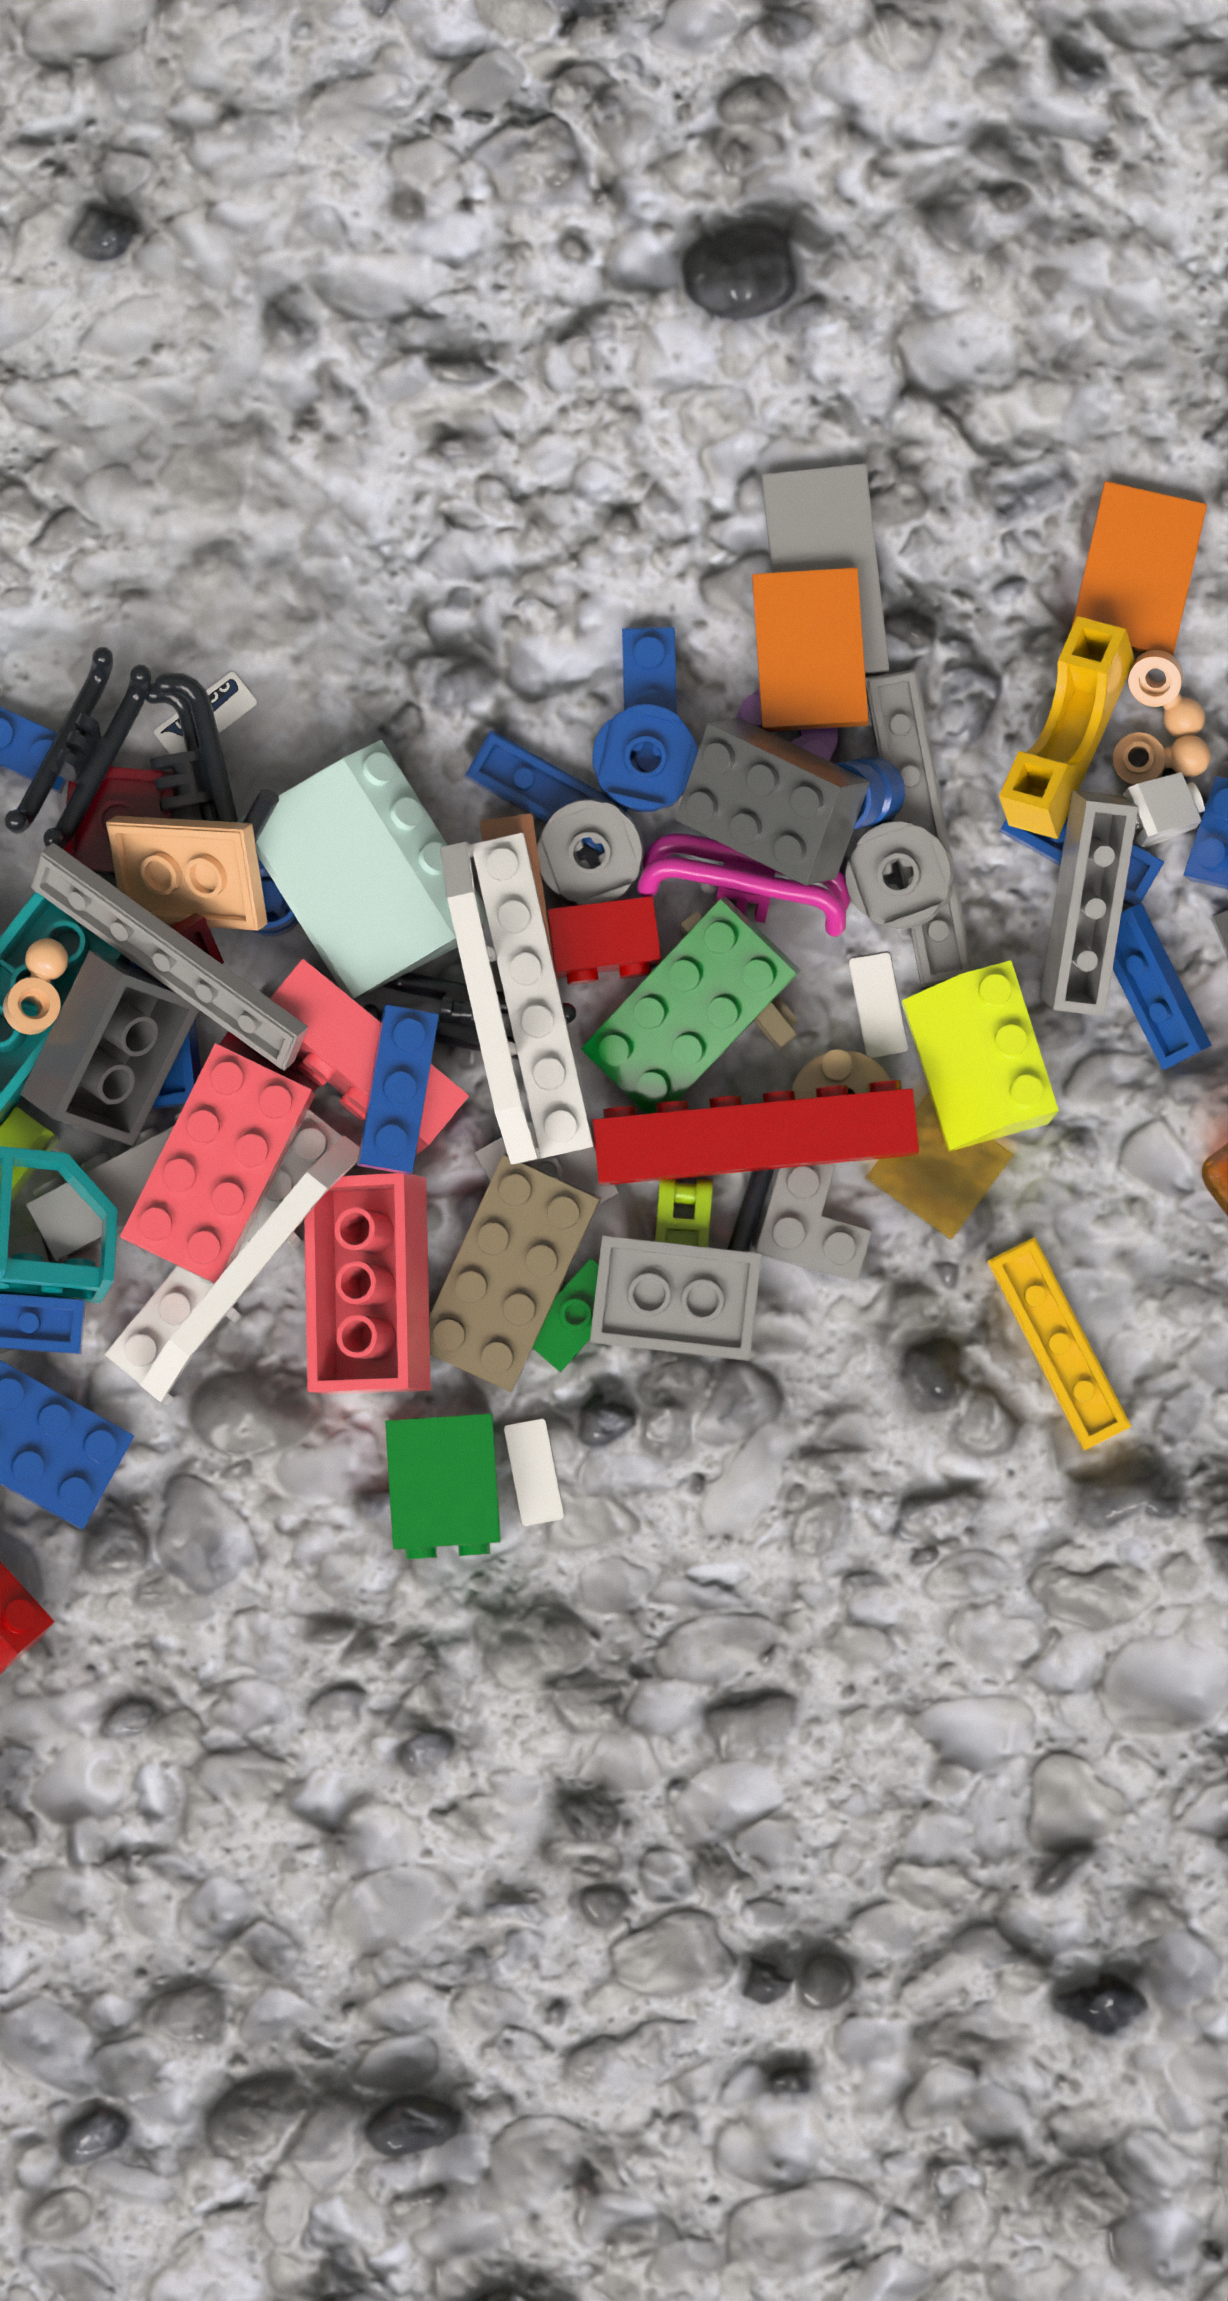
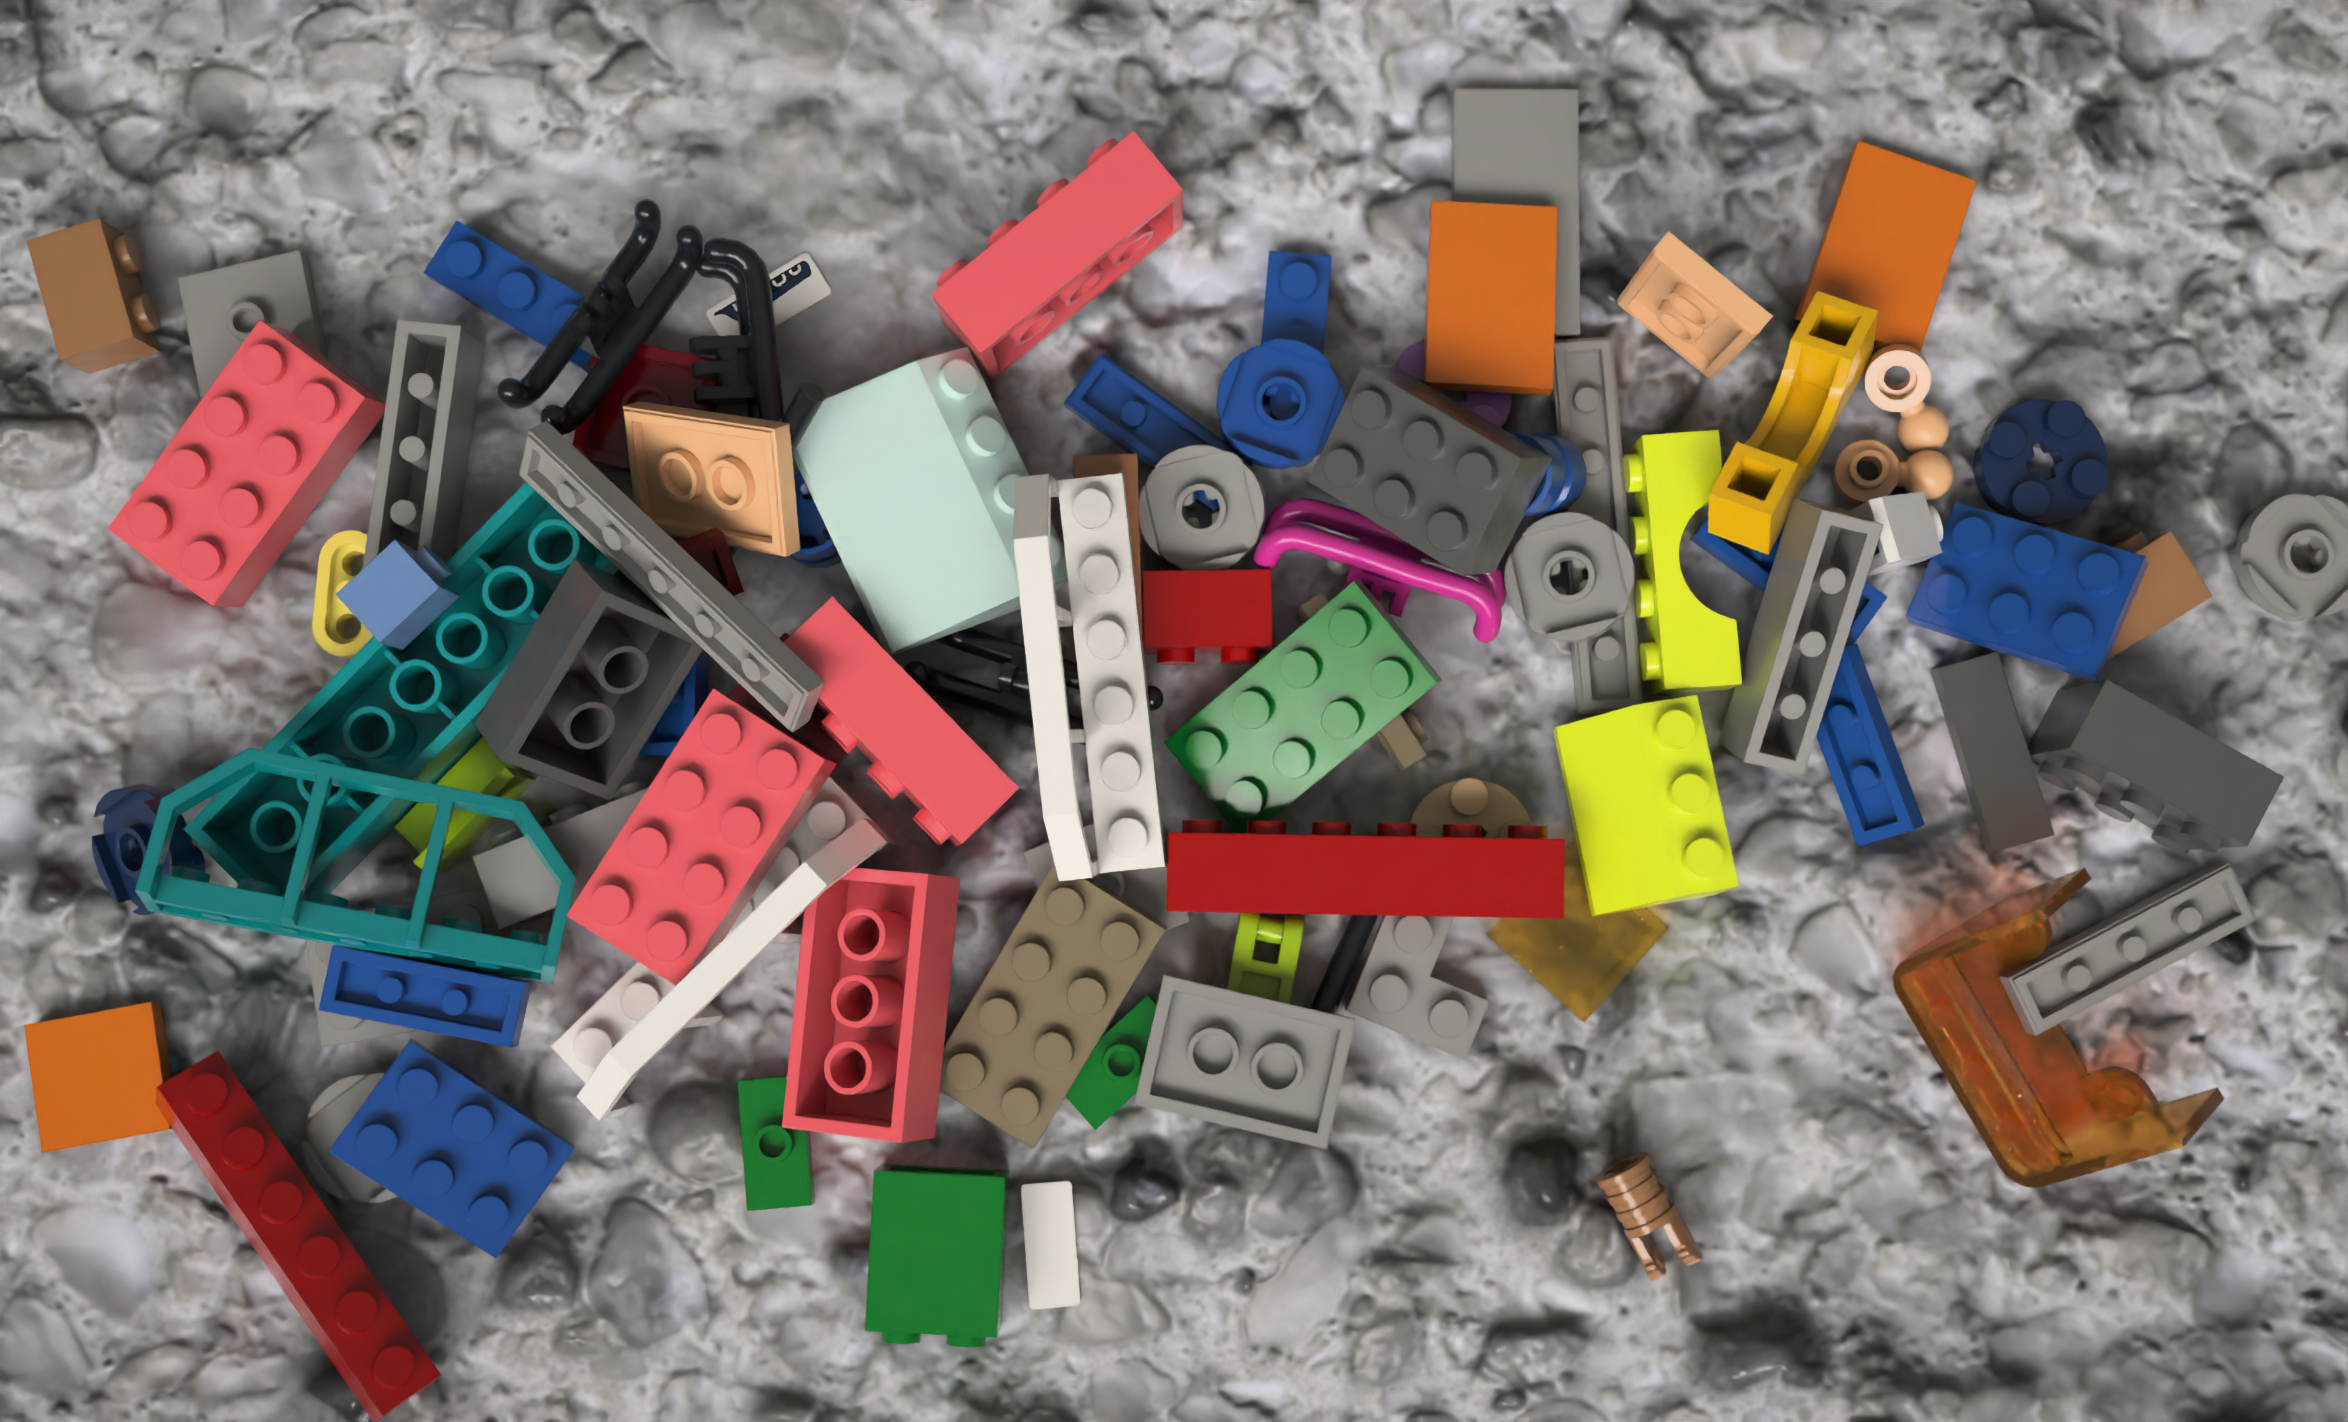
camera: 10 degrees right, 0 degrees up
(45, 961) = (525, 566): light nougat plate -> none
(297, 1415) = (774, 1157): none -> green plate
(398, 1089) = (930, 772): blue plate -> none
(449, 656) = (1060, 254): none -> coral brick
(878, 1005) = (1523, 729): white sticker -> none
(971, 644) = (1692, 306): none -> light nougat tile
(1006, 920) = (1686, 641): none -> neon yellow arch
(1013, 1380) = (1643, 1208): none -> medium nougat hinge
(1058, 1344) = (1699, 1163): yellow tile -> none

